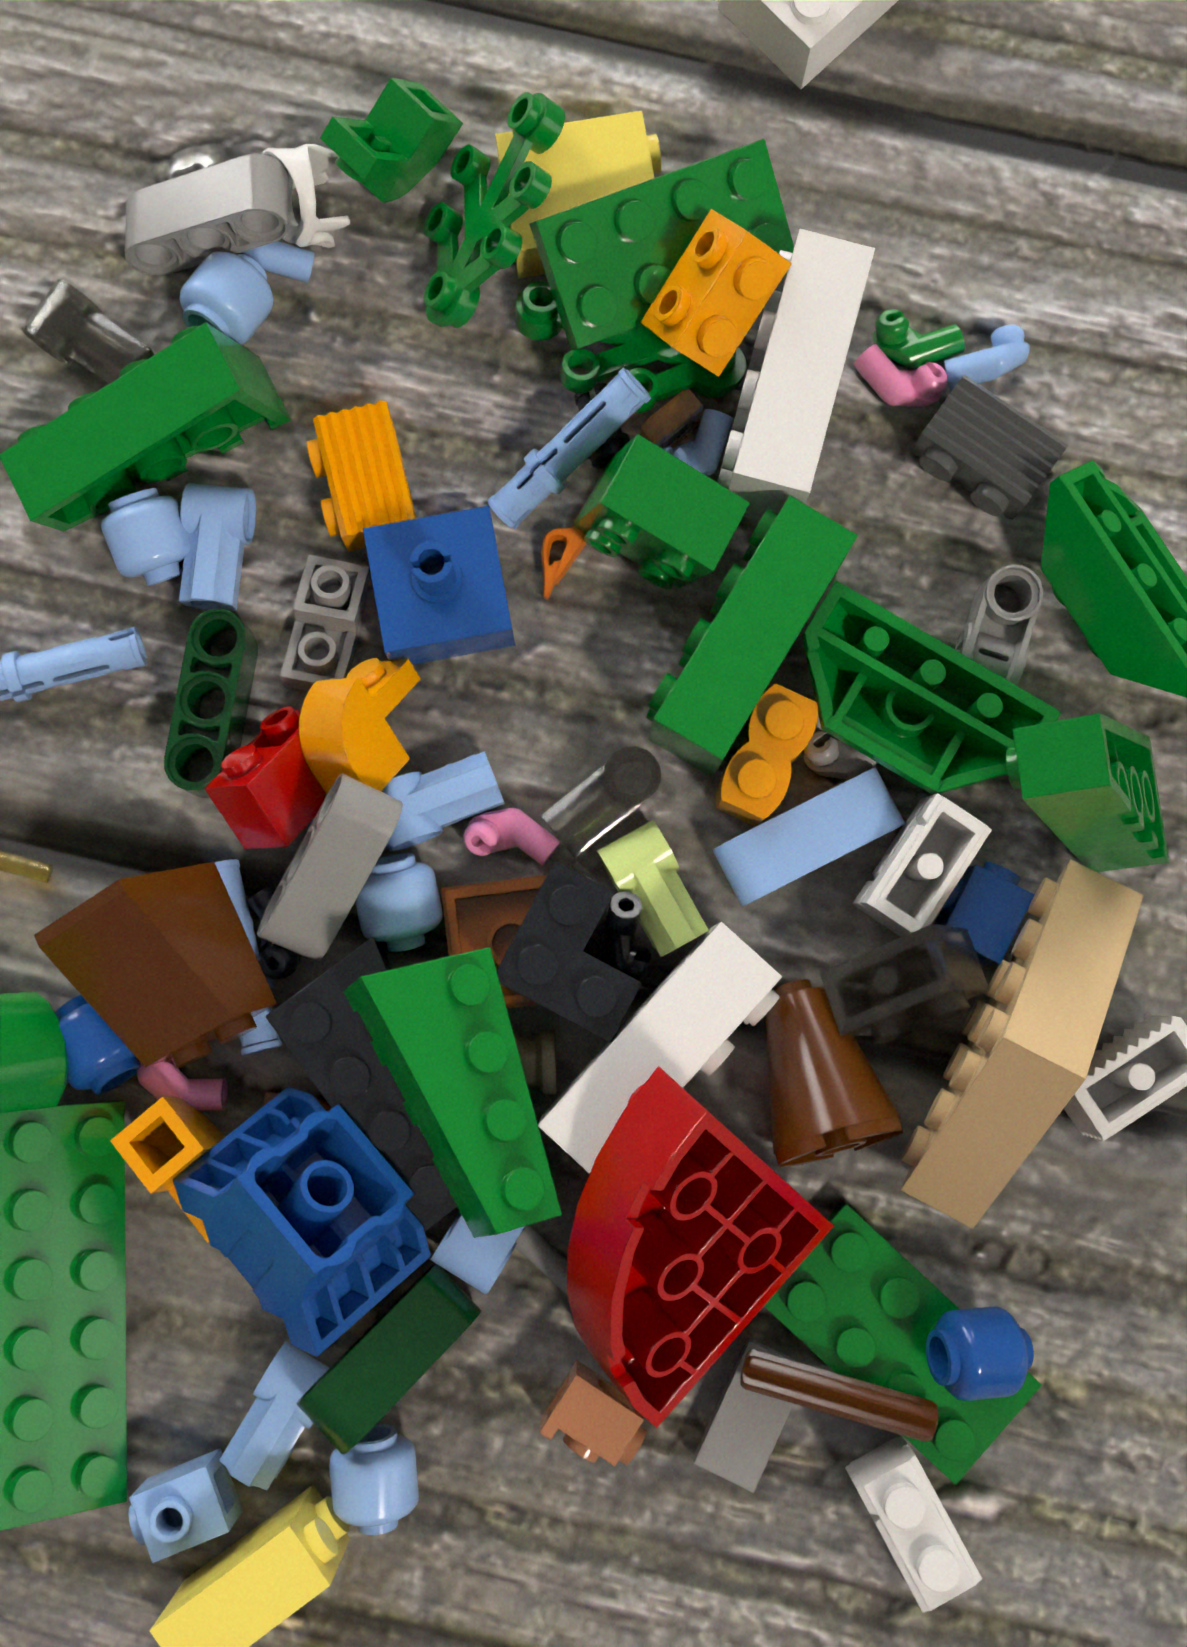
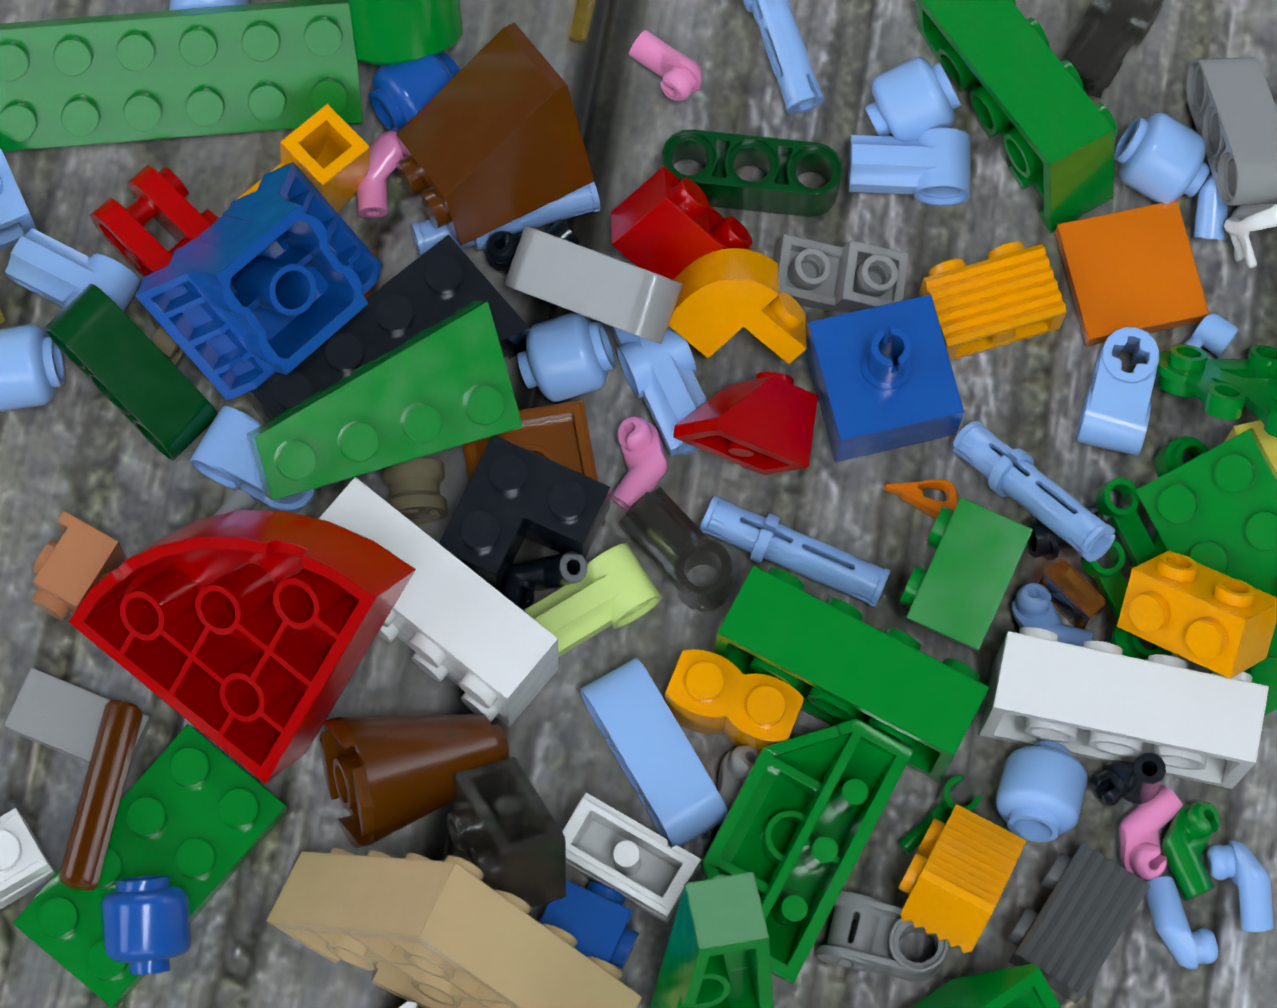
camera: 85 degrees right, 10 degrees down
(95, 769) = (679, 73): none -> bright pink arm
(192, 1319) = (159, 197): none -> red brick
(340, 343) = (1131, 271): none -> orange tile
(409, 273) = (1213, 334): none -> light blue hand
(477, 366) = (1117, 401): none -> light blue piece
(482, 715) = (755, 424): none -> red slope
(598, 711) = (793, 550): none -> light blue pin
(854, 386) = (1133, 781): none -> black arm
(862, 470) = (1041, 791): none -> light blue head
(874, 571) = (942, 812): none -> green hand
(948, 288) = (1251, 880): none -> light blue arm
(956, 547) = (959, 876): none -> light orange brick

